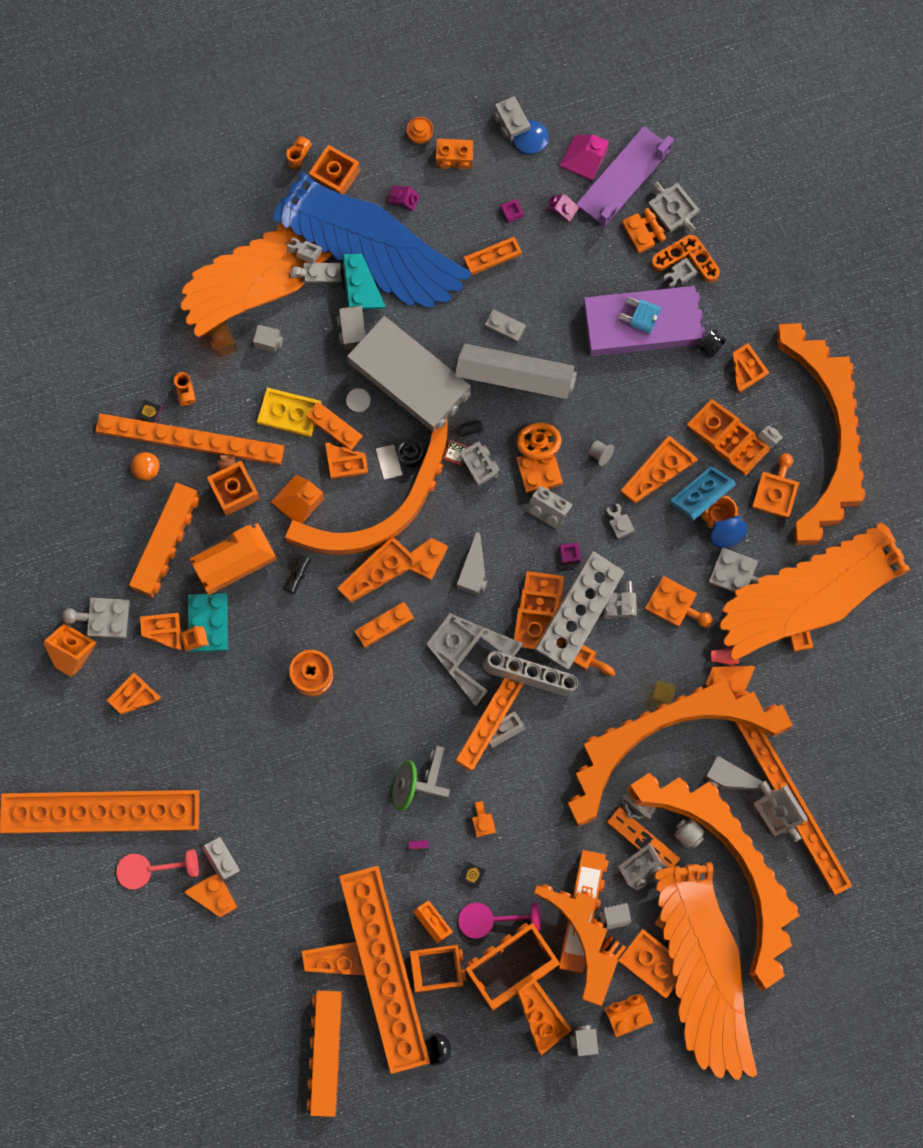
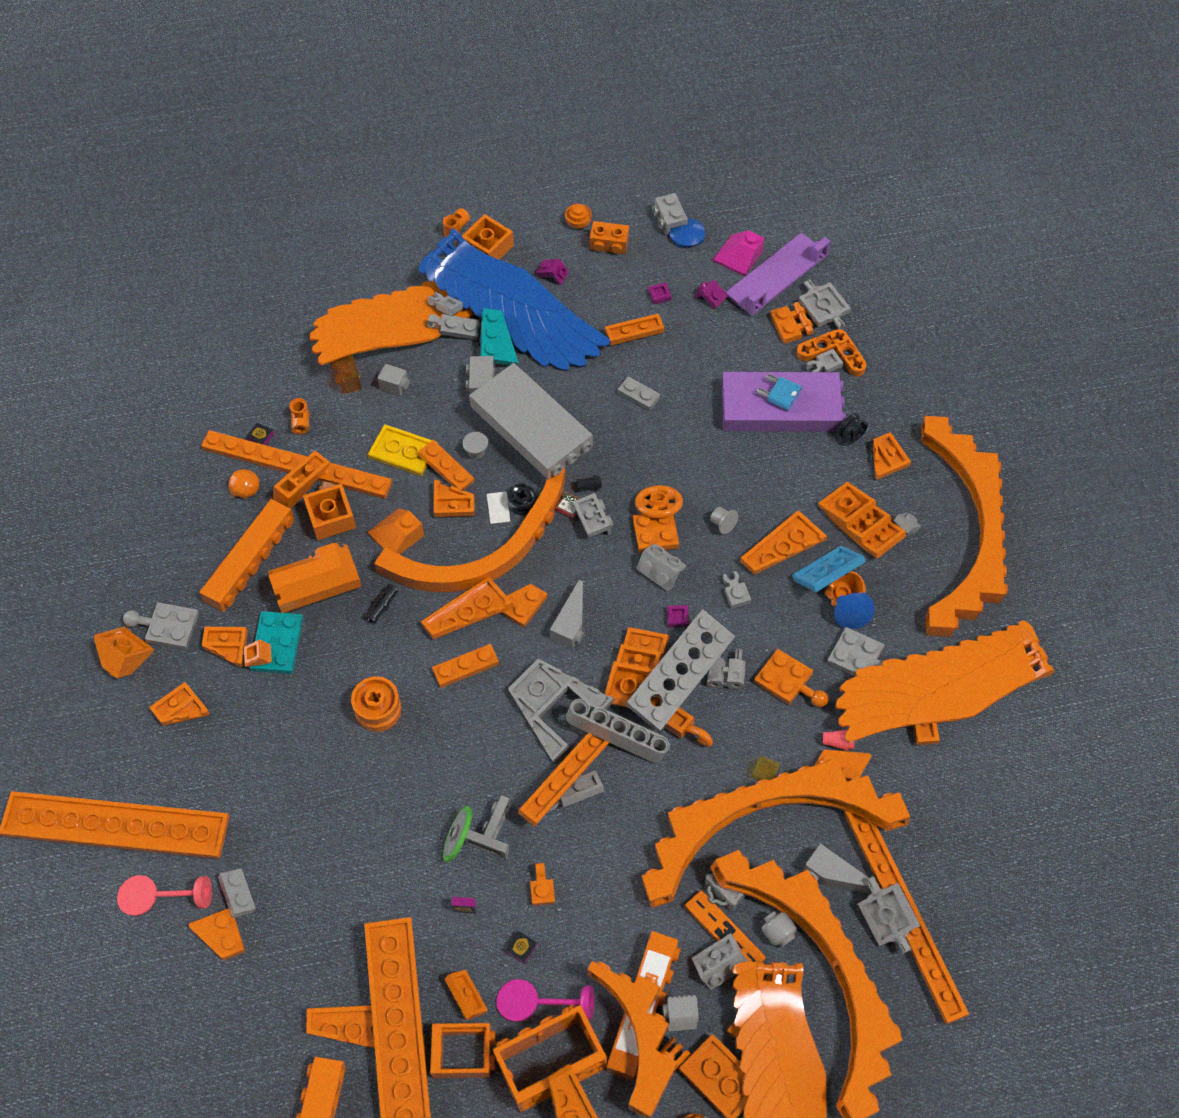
camera: 10 degrees right, 15 degrees down
(199, 458) = (299, 480): none -> orange slope
(516, 371) = (642, 428): light grey brick -> none
(776, 493) = (908, 578): orange plate -> none

